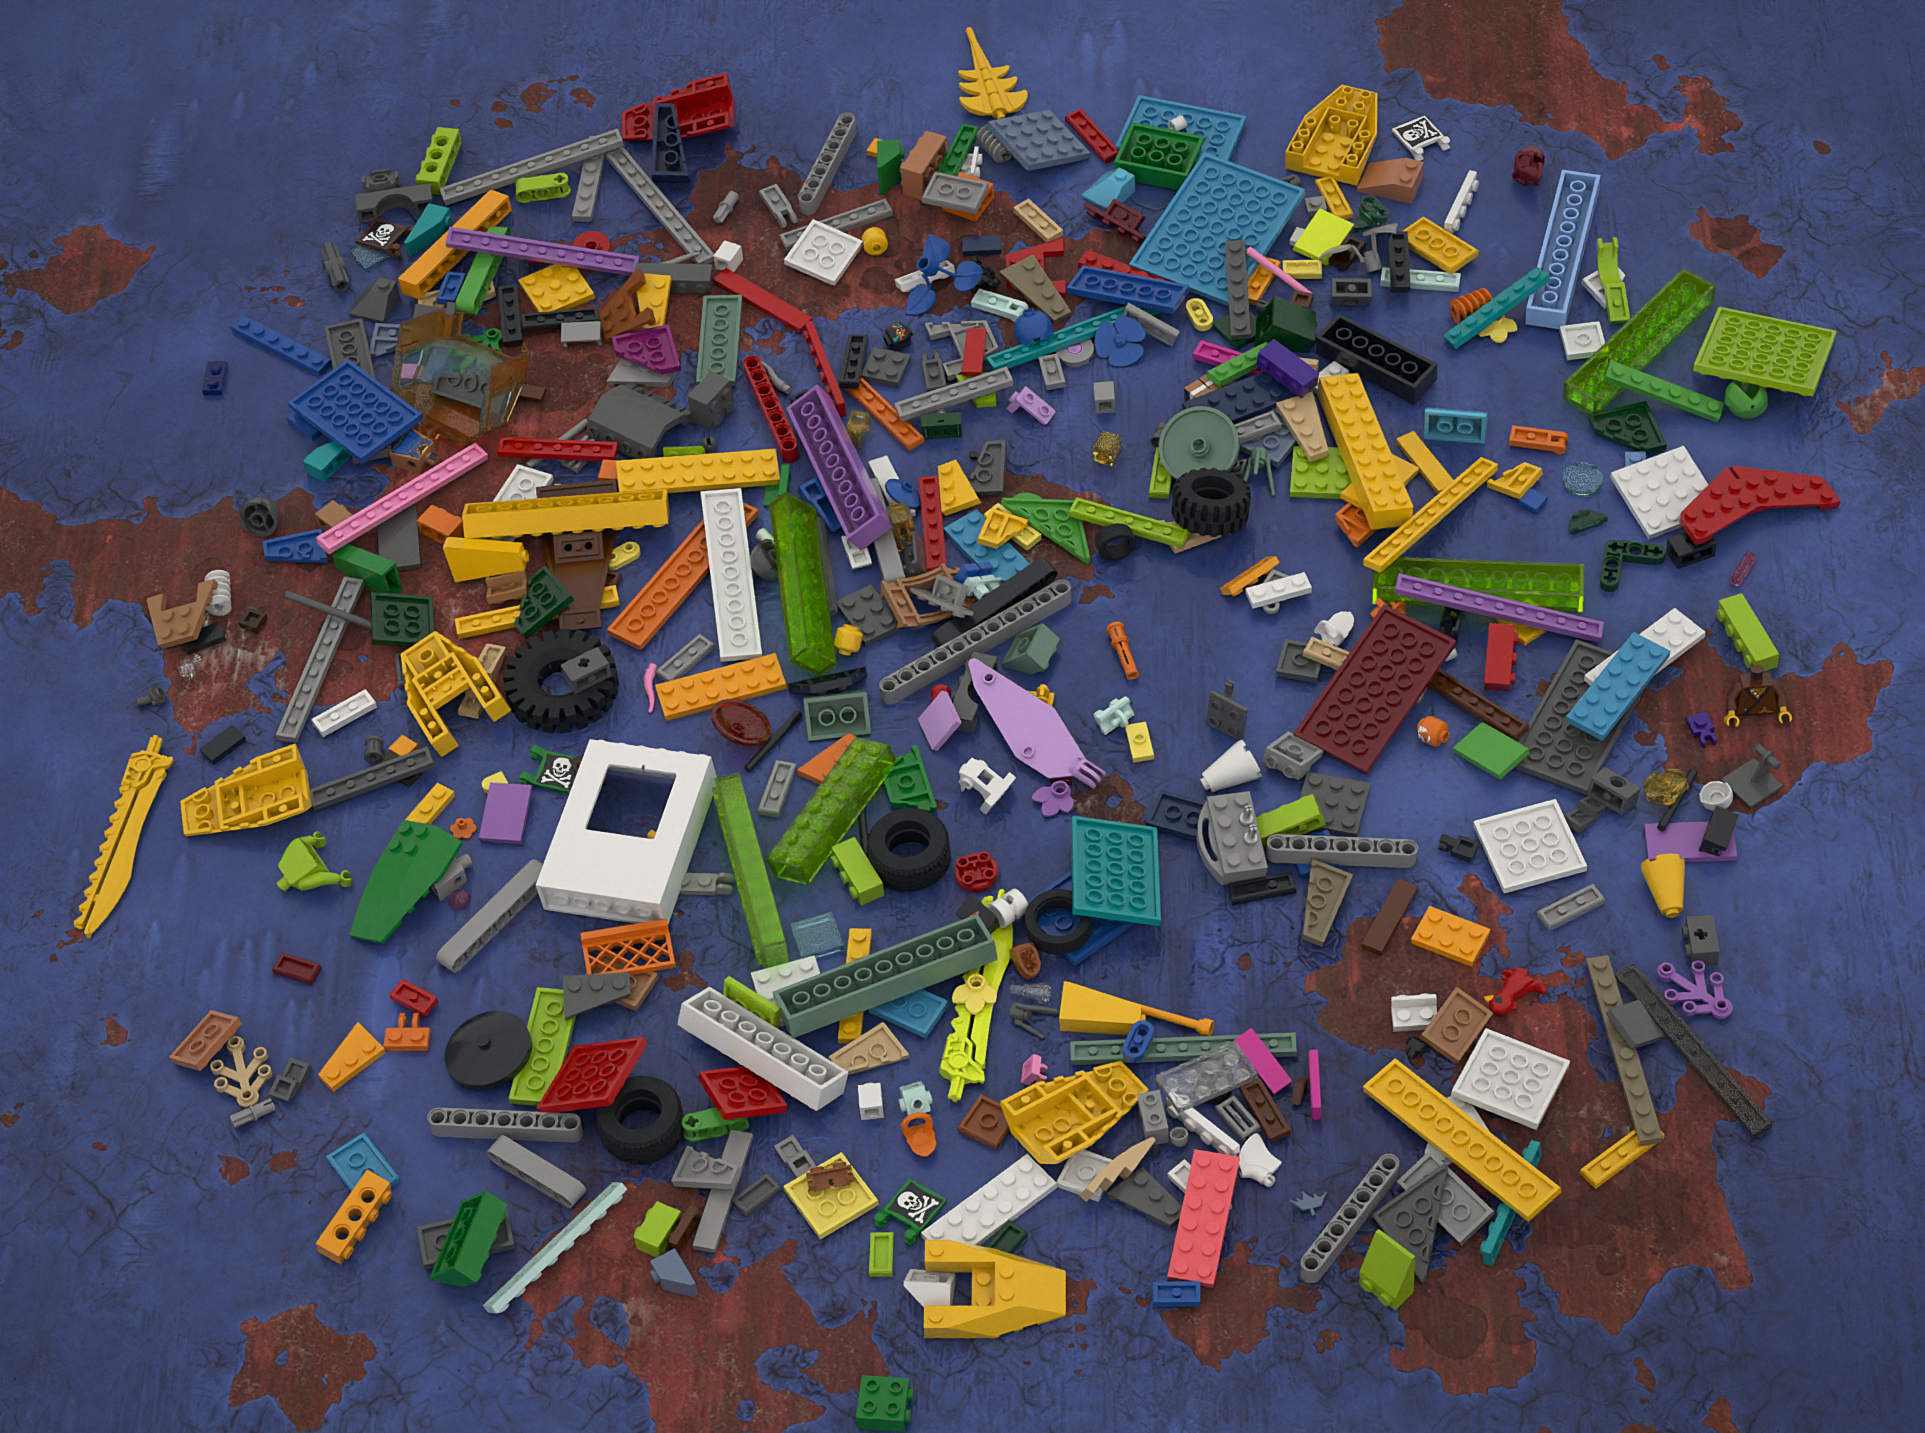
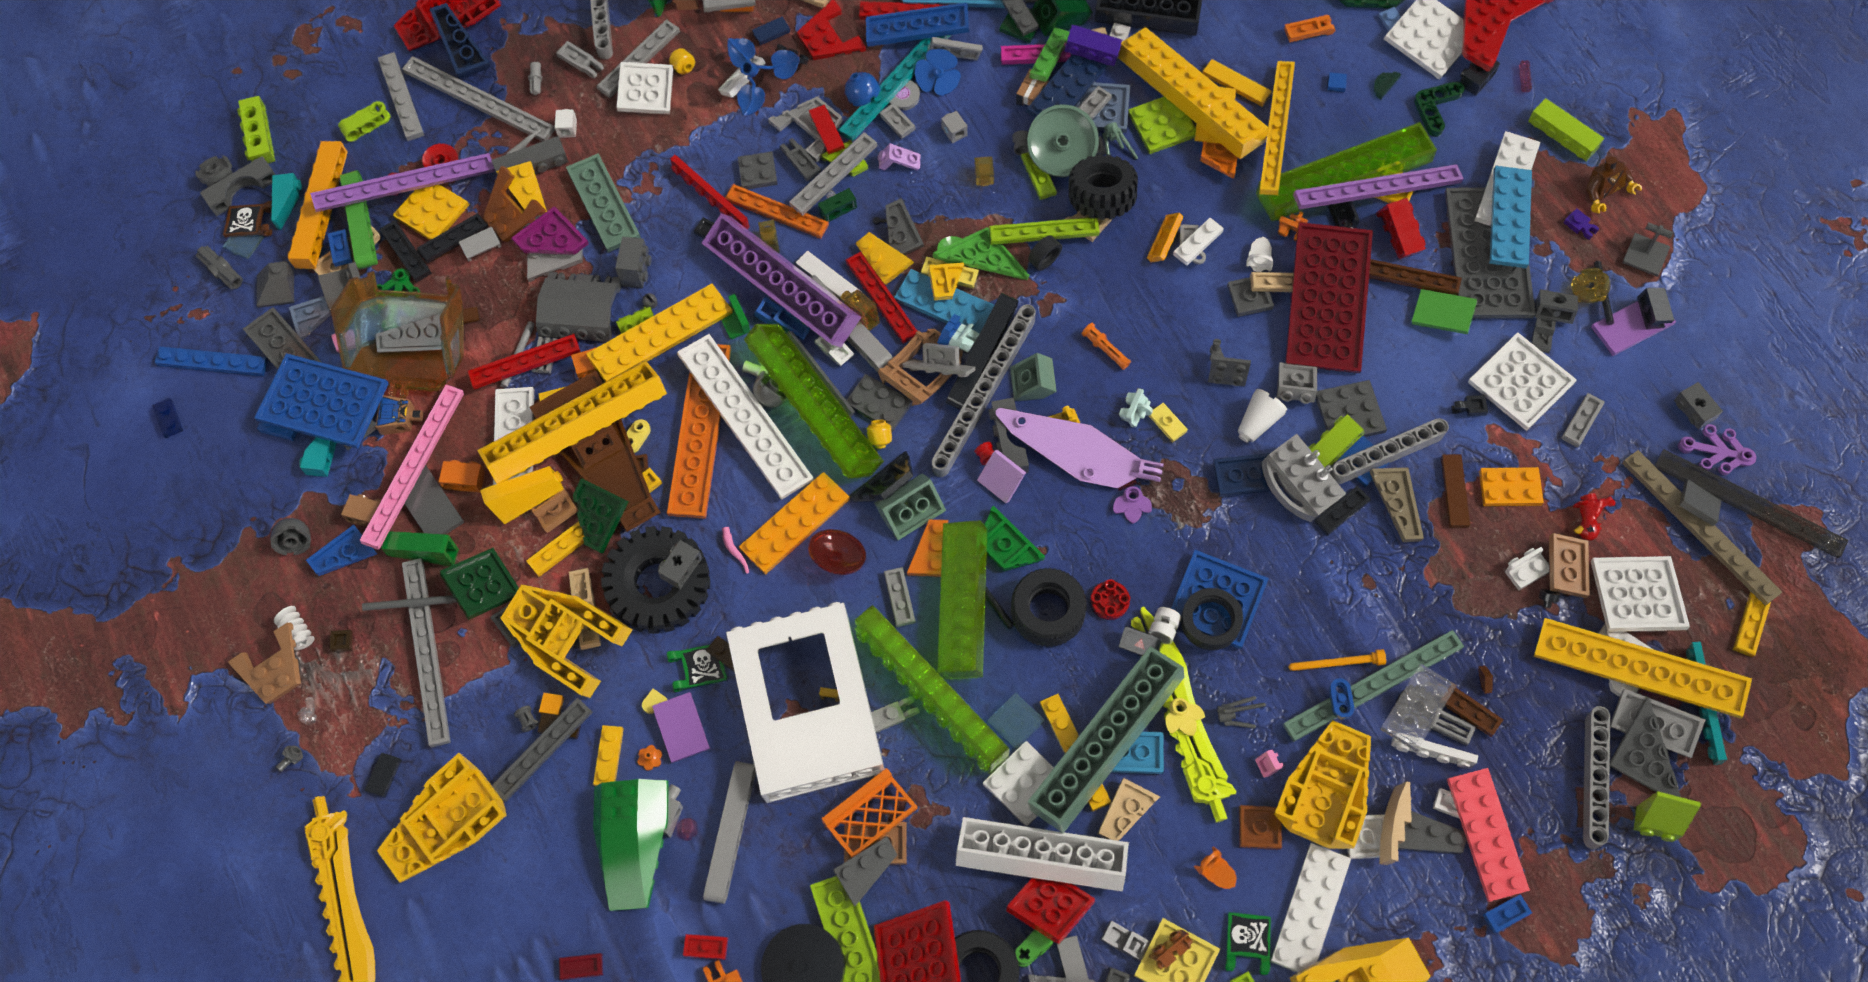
camera: 30 degrees left, 15 degrees up
(207, 637) = (309, 672): black tile -> none
(305, 868) = (532, 866): lime torso -> none
(344, 713) = (478, 695): white plate -> none
(531, 166) = (344, 106): light grey plate -> none
(685, 659) = (749, 510): light grey tile -> none
(751, 1001) = (1010, 816): lime tile -> none
(762, 300) = (617, 150): red tile -> none
(771, 409) = (689, 254): red beam -> none
(773, 741) = (869, 554): black bar -> none
(776, 382) = (679, 222): light grey animal -> none
(853, 361) = (729, 176): black tile -> none
(857, 871) = (1015, 645): lime brick -> none
(870, 1101) = (1156, 856): white brick -> none
(897, 336) = (752, 139): black head -> none
(903, 492) = (843, 280): blue dish -> none
(914, 556) = (887, 334): dark grey hinge -> none
(914, 1092) = (1194, 839): light aqua brick -> none
(990, 792) = (1060, 517): white tile -> none
(998, 304) = (819, 78): light aqua plate -> none
(1008, 1238) = (1341, 931): dark green tile -> none
(1026, 960) = (1202, 663): dark orange rock -> none
(1037, 288) = (836, 48): dark tan wing -> none
(1039, 992) = (1226, 689): clear cone -> none
(1096, 1012) = (1286, 685): yellow slope -> none
(1115, 871) = (1230, 552): teal plate -> none
(1153, 1116) = (1392, 761): light grey brick -> none
(1179, 1136) = (1417, 764): light grey hinge -> none
(1199, 314) = (986, 23): light yellow plate -> none
(1257, 1161) = (1493, 758): white arm -> none
(1263, 1061) = (1446, 668): dark pink tile -> none
(1305, 425) = (1128, 87): tan wing -> none
(1309, 1203) = (1553, 777): sand blue piece -> none
(1314, 1085) = (1499, 674): dark pink tile -> none
(1433, 731) = (1390, 313): orange head -> none
(1455, 425) = (1243, 41): medium azure slope -> none
(1517, 480) = (1315, 70): yellow wing -> none
(1582, 479) = (1361, 49): clear light blue tile -> none
(1666, 882) = (1646, 370): yellow cone -> none
(1716, 794) = (1631, 277): white hair -> none

